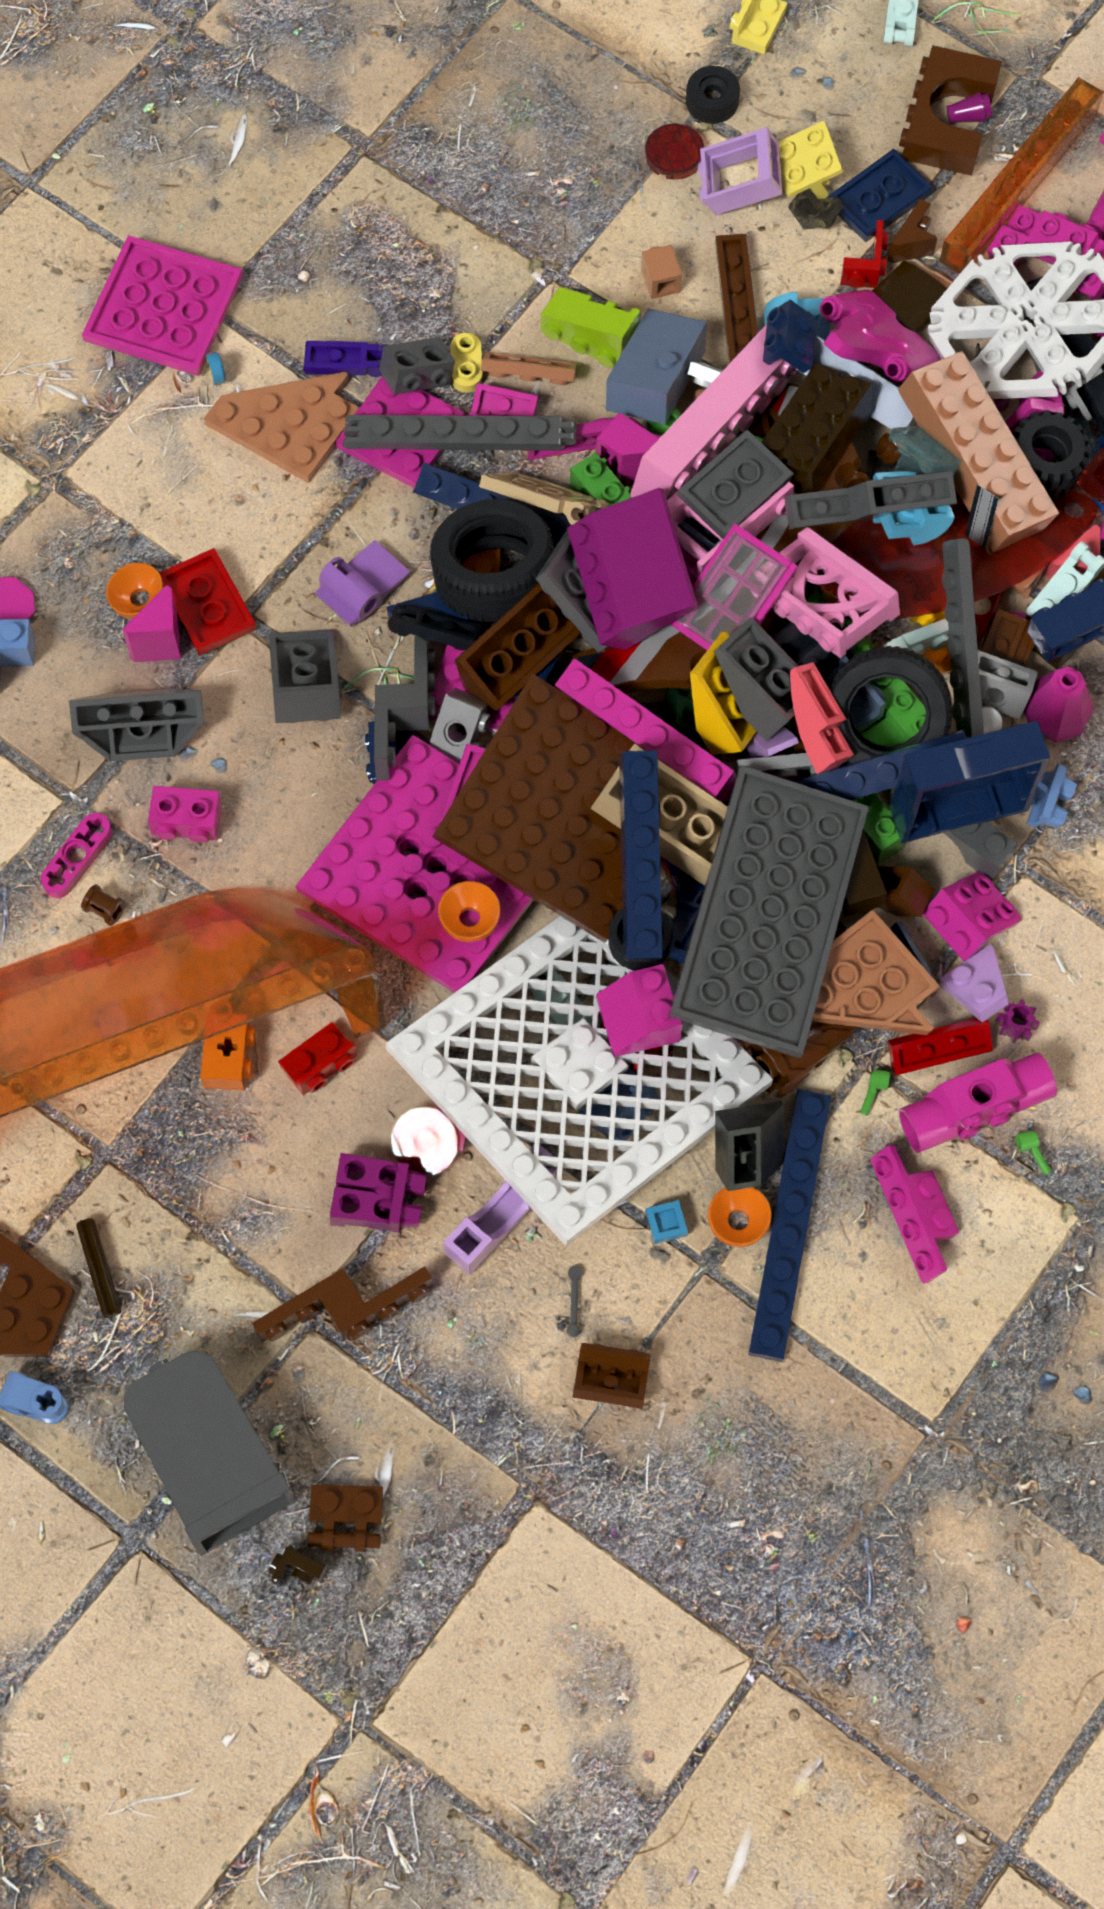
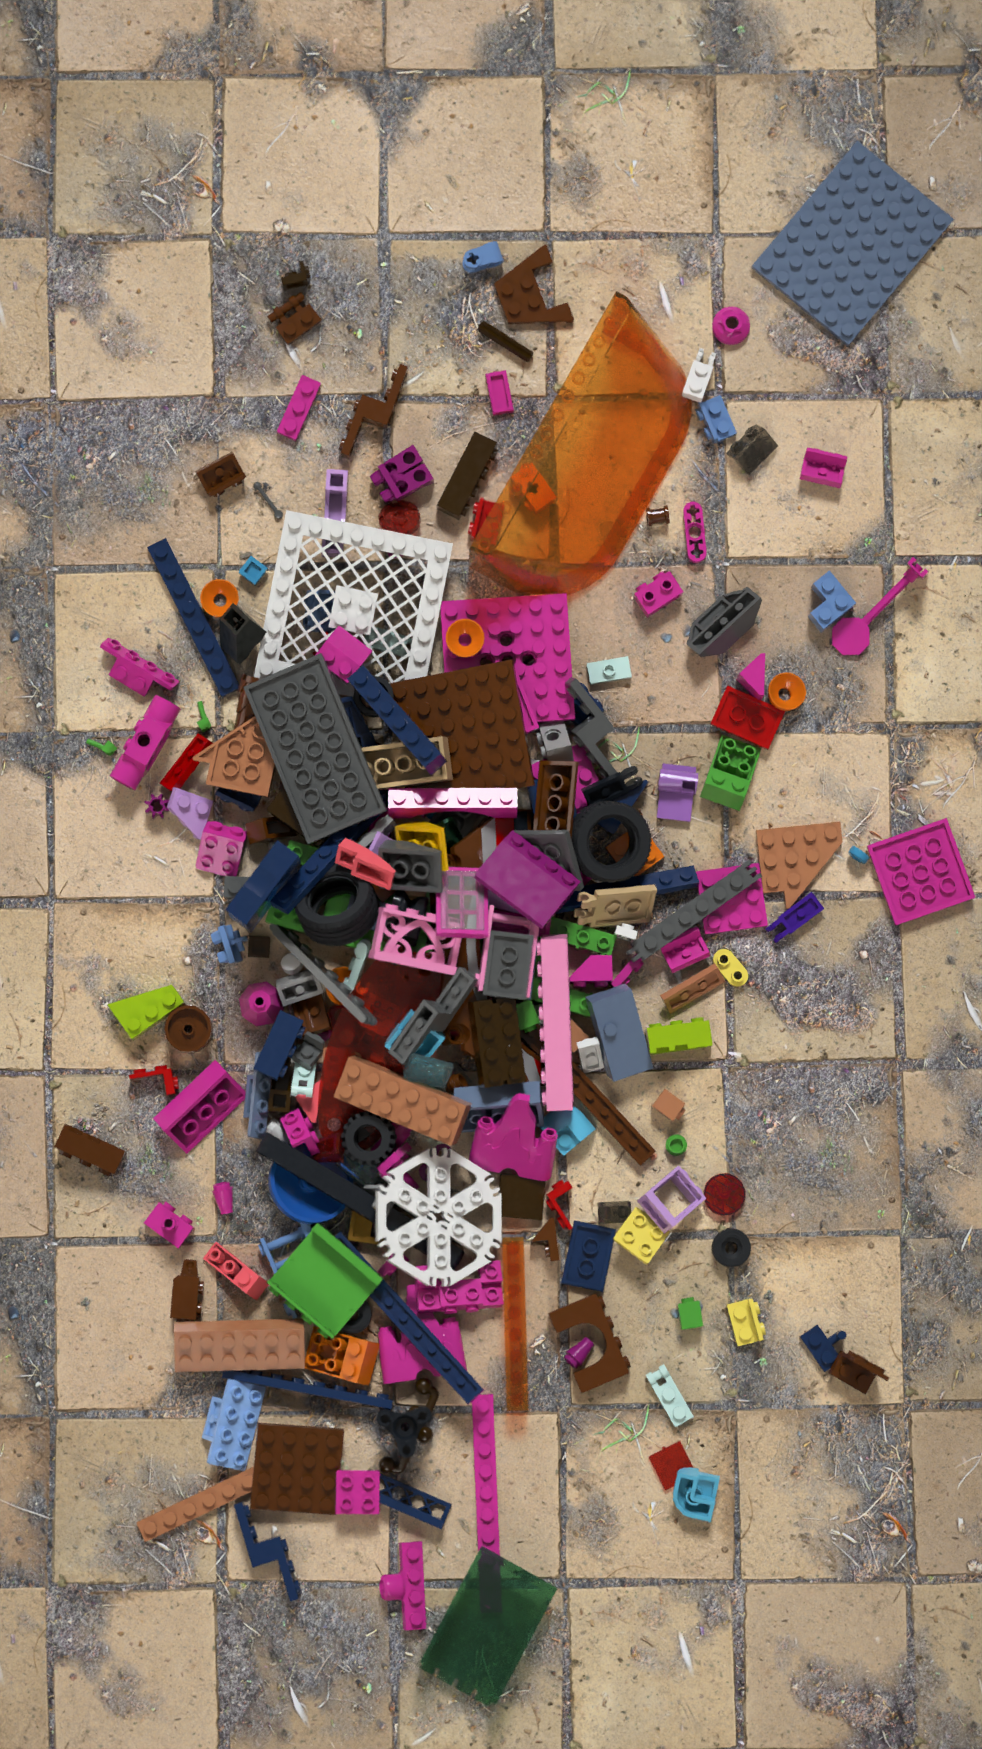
camera: 135 degrees right, 15 degrees up
(163, 1209) = (499, 392): none -> dark pink tile
(204, 1450) = (380, 293): dark grey piece -> none
(279, 556) = (730, 772): none -> bright green slope
(294, 1130) = (467, 476): none -> dark brown brick
(304, 676) = (662, 715): dark grey slope -> none
(321, 775) = (609, 670): none -> light aqua plate
(416, 365) = (754, 938): dark grey brick -> none
(436, 1391) = (299, 407): none -> dark pink plate
(557, 464) = (625, 932): none -> white plate
(686, 231) = (676, 1145): none -> bright green plate
(790, 336) = (550, 1086): dark blue bracket -> none
(814, 62) = (689, 1313): none -> bright green brick
(981, 516) = (372, 1061): sticker -> none
(1044, 595) = (309, 1050): none -> dark grey bracket

